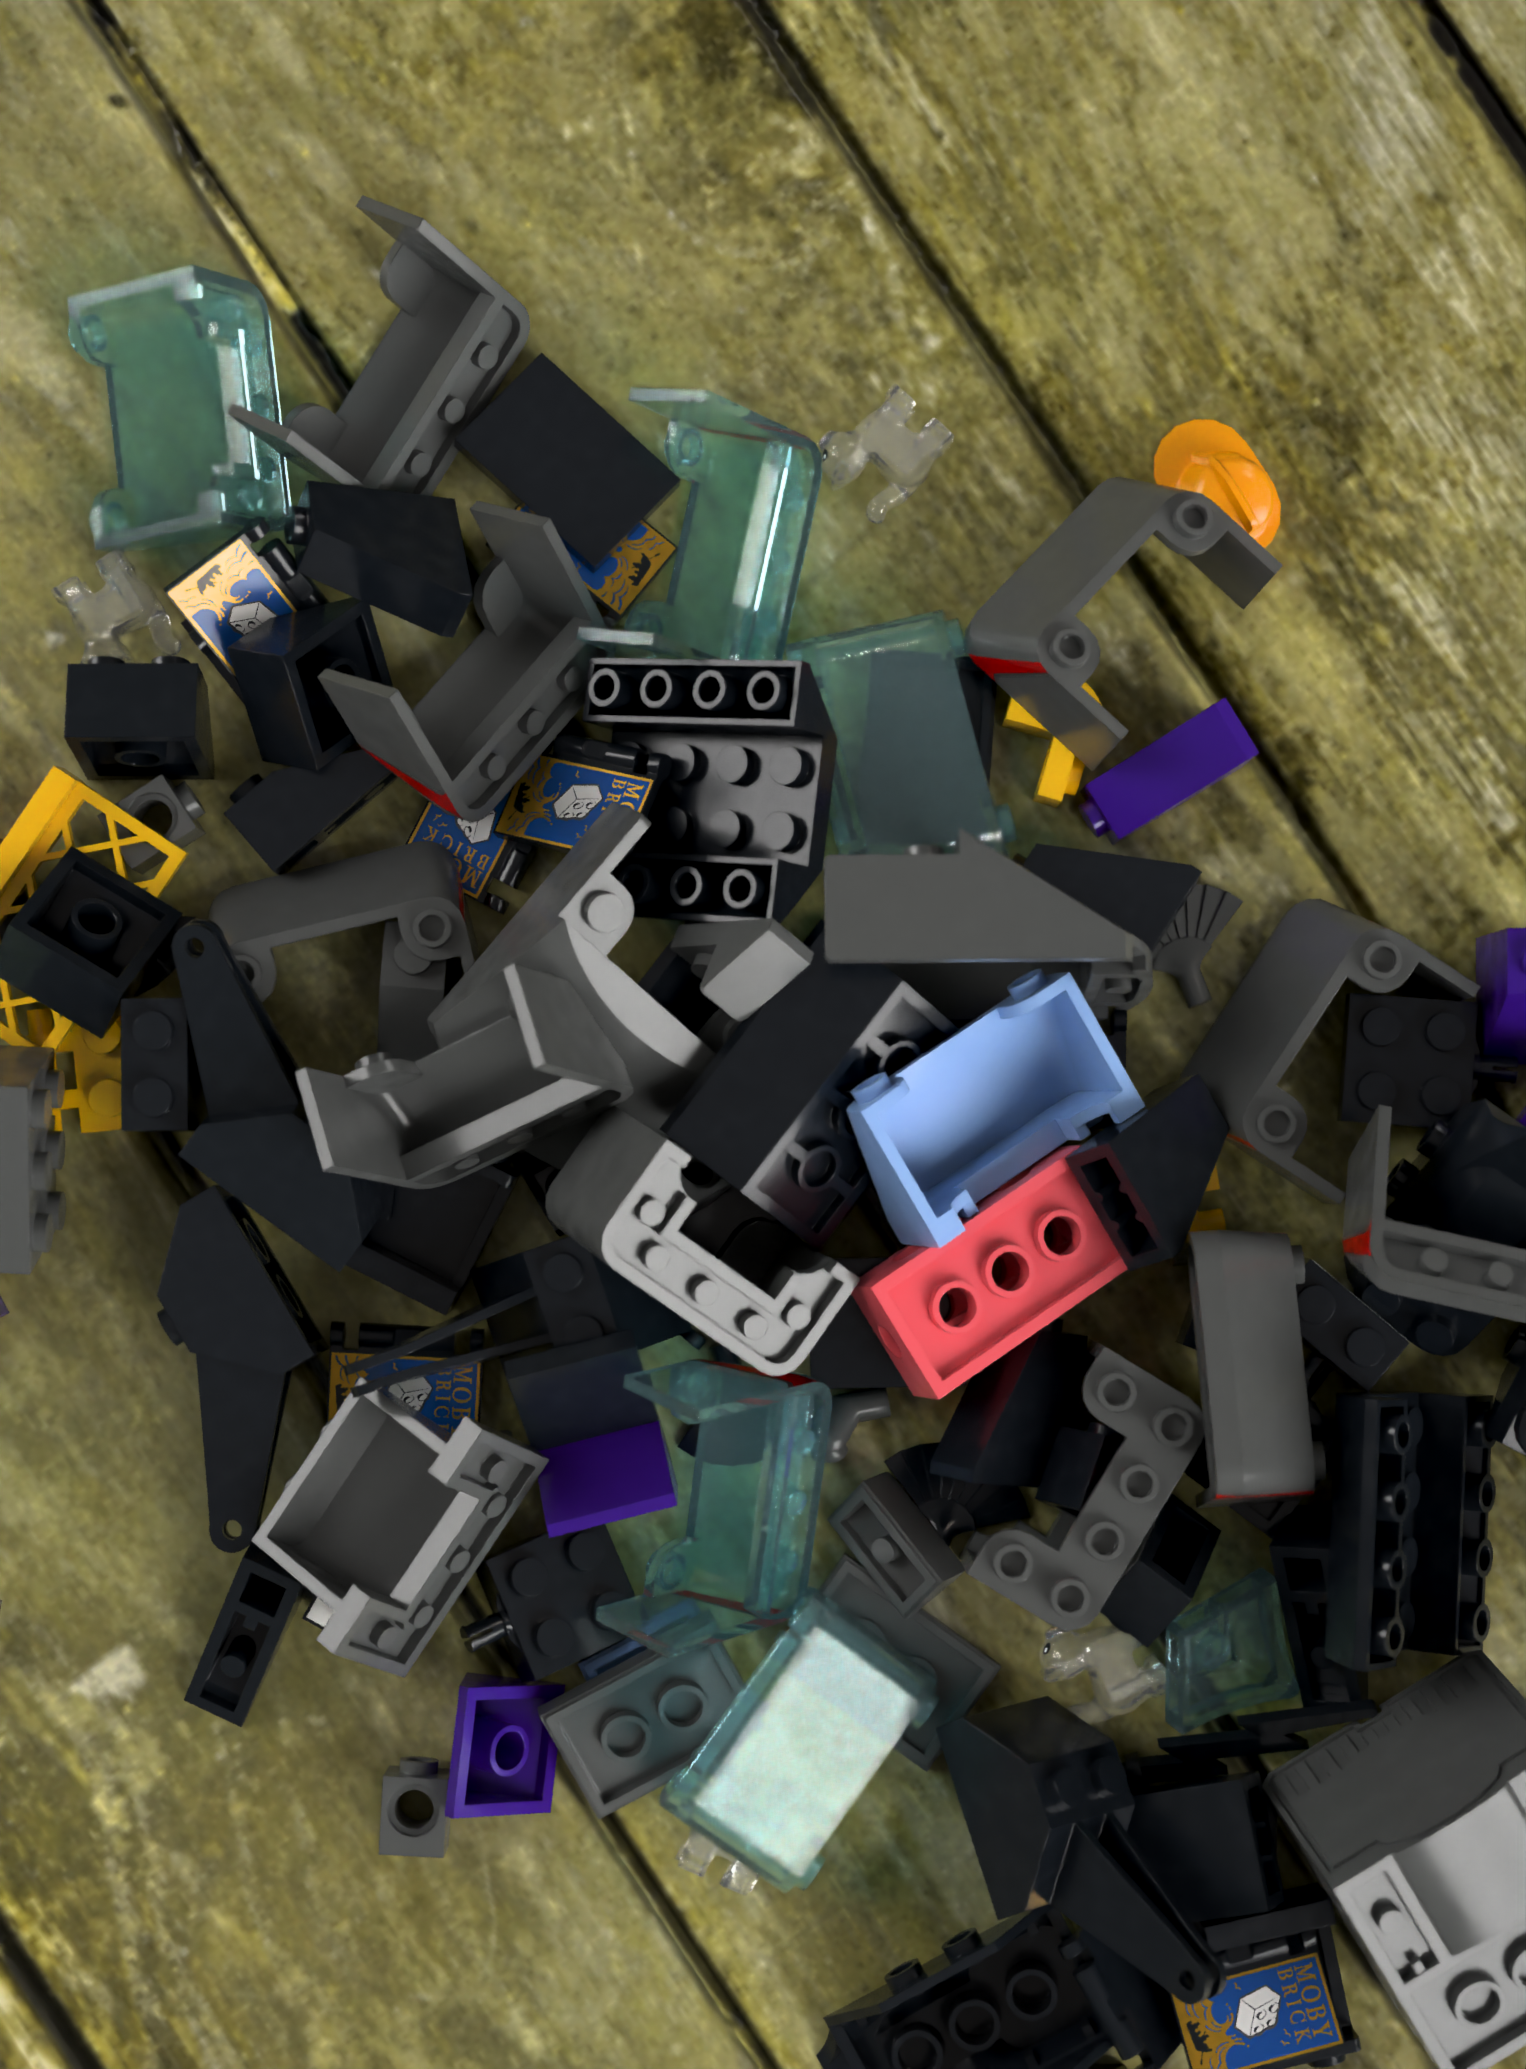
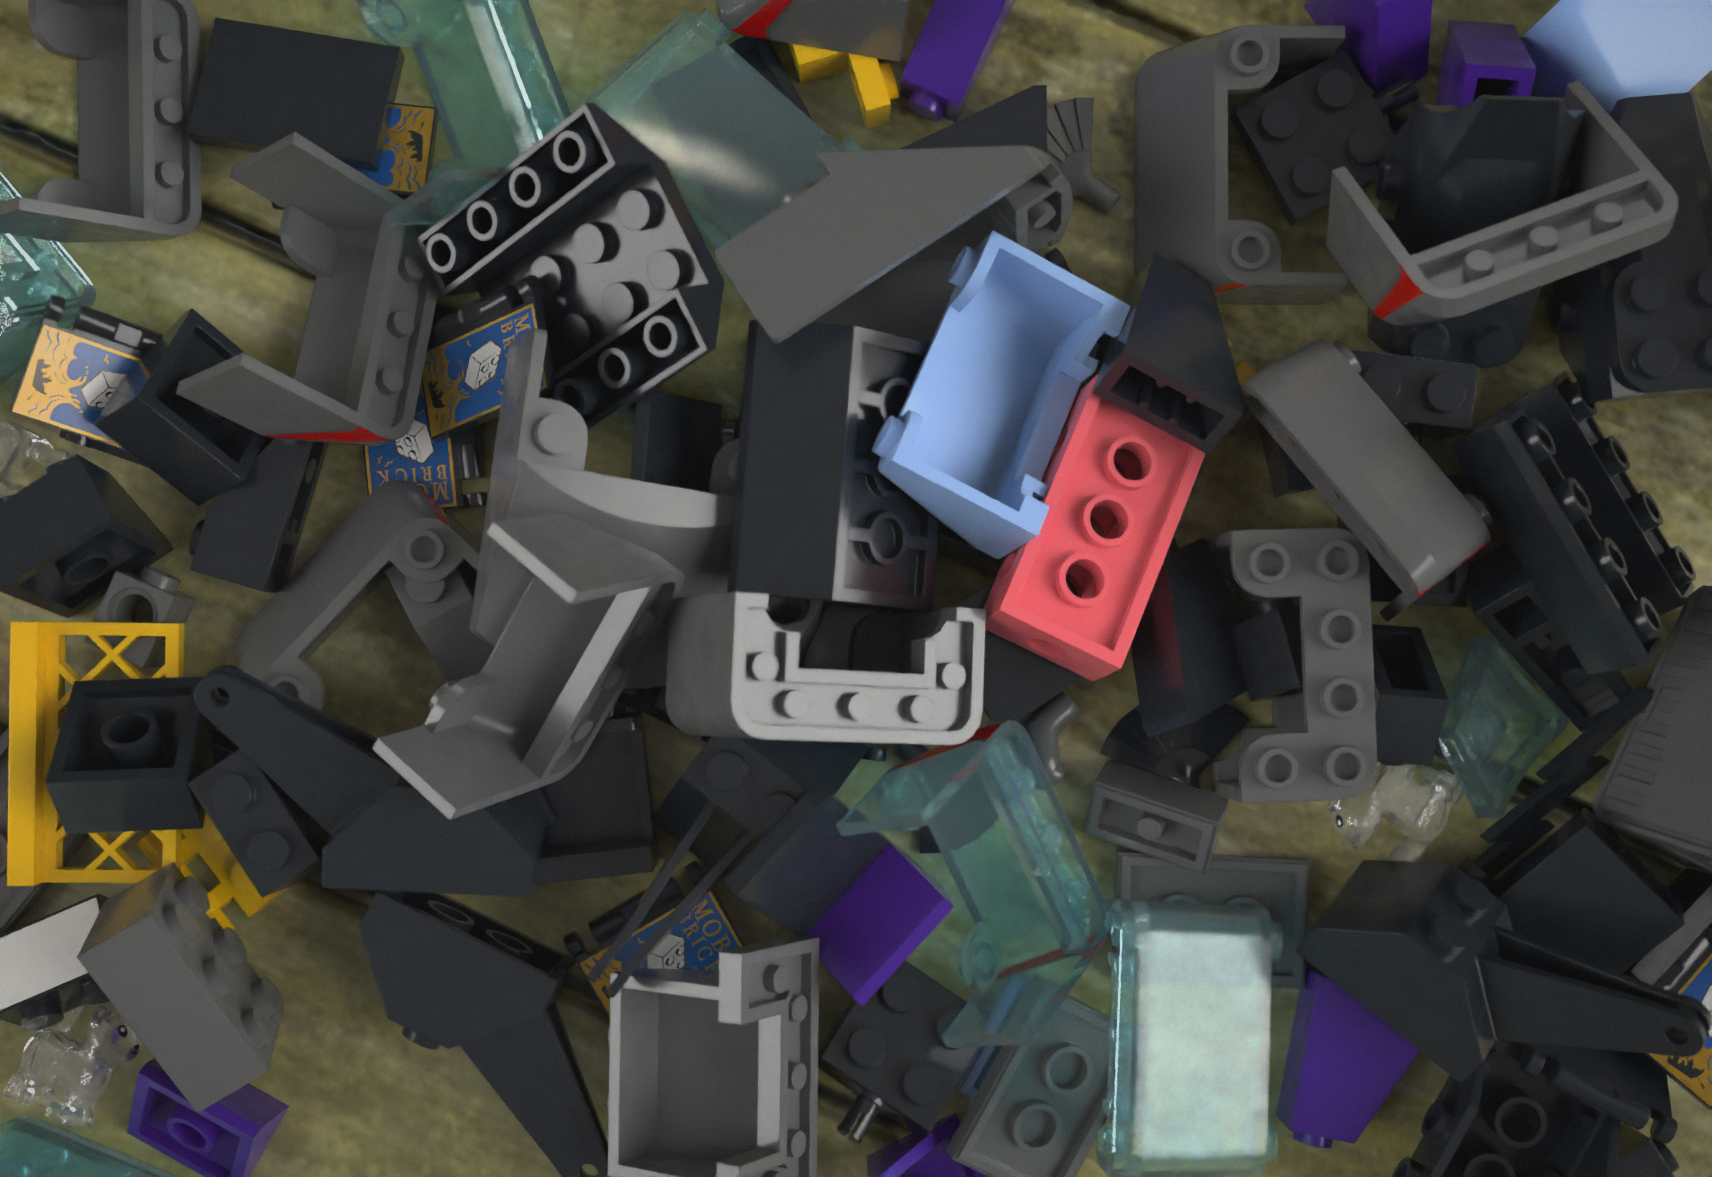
camera: 30 degrees left, 0 degrees up
(384, 550) = (179, 259): black slope -> none
(741, 961) = (704, 399): slope -> none
(911, 1851) = (1337, 1065): none -> dark purple slope

